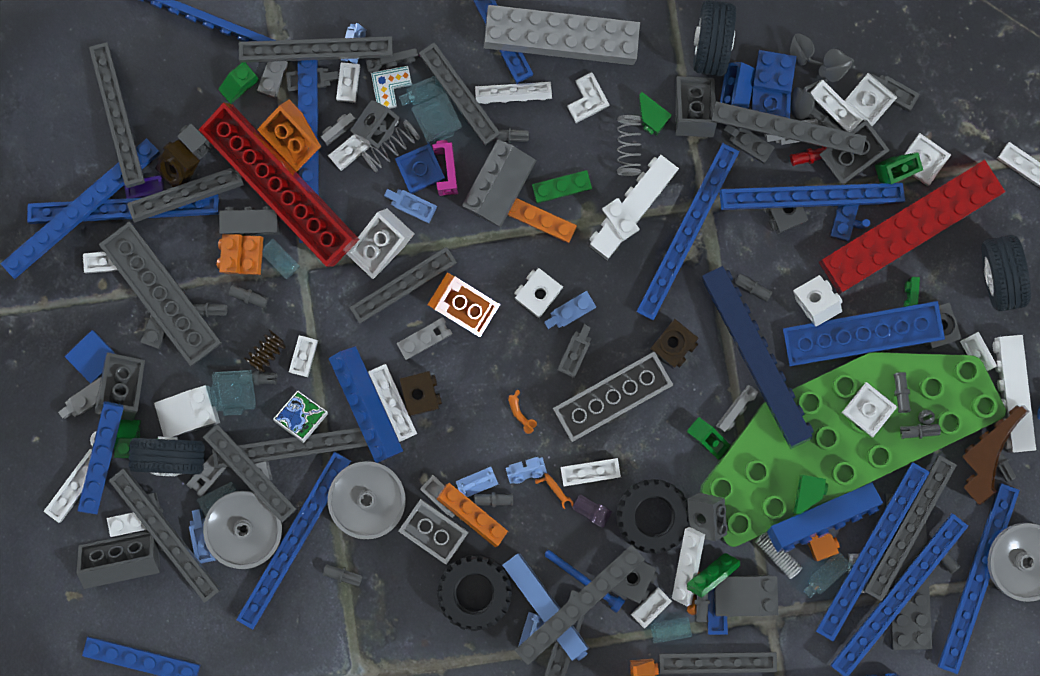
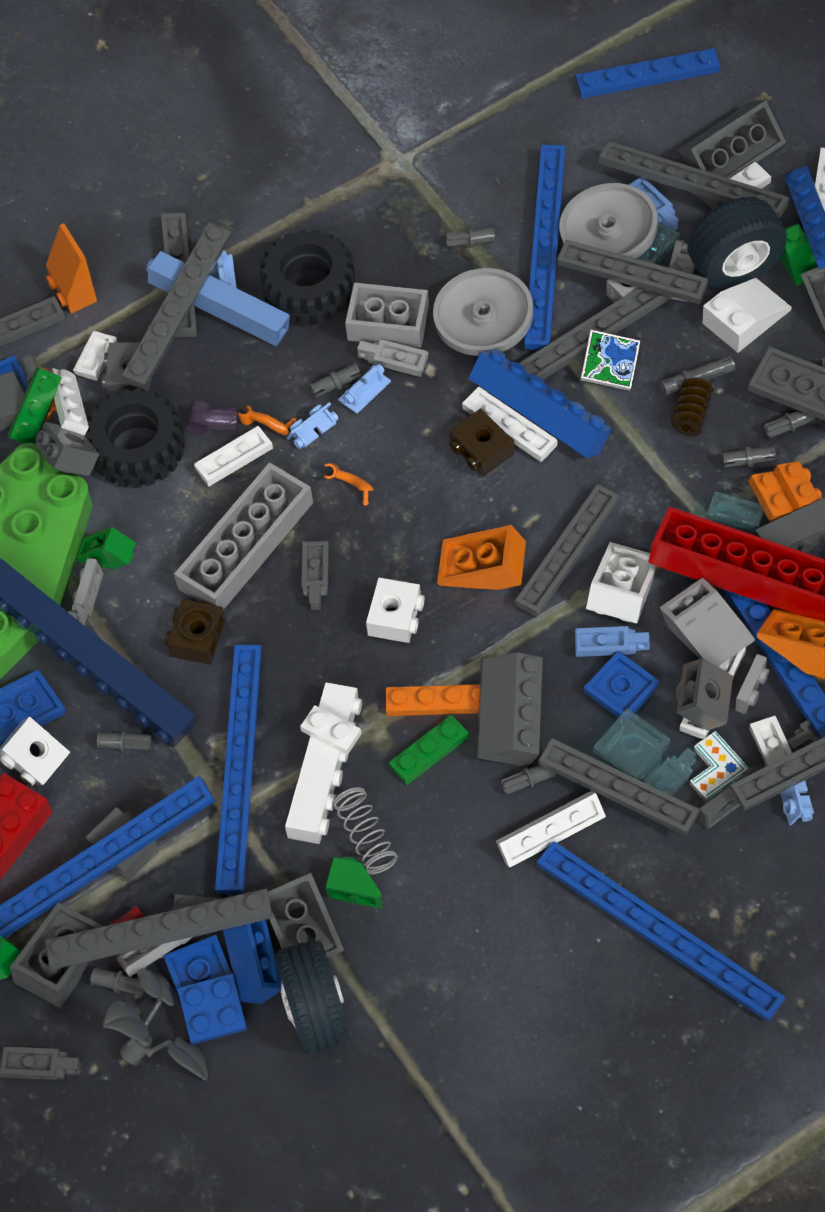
camera: 155 degrees right, 25 degrees down
(232, 392) = (703, 351): clear light blue panel -> none
(303, 356) = (644, 424): white plate -> none
(345, 176) = (706, 623): none -> light grey slope
(410, 128) = (693, 657): light grey piece -> none
(423, 339) = (511, 504): light grey plate -> none
(450, 186) = (595, 712): dark pink panel -> none
(472, 515) = (351, 349): orange plate -> none
(561, 35) = (523, 920): light grey brick -> none
(571, 311) = (345, 614): medium blue hinge -> none
(592, 100) = (442, 870): white tile -> none
(615, 602) = (198, 351): blue piece -> none
(670, 630) = (61, 346): clear light blue plate -> none
(835, 106) = (96, 999): white plate -> none
(845, 221) = (36, 864): blue plate -> none
(870, 99) = (65, 1034): white tile -> none

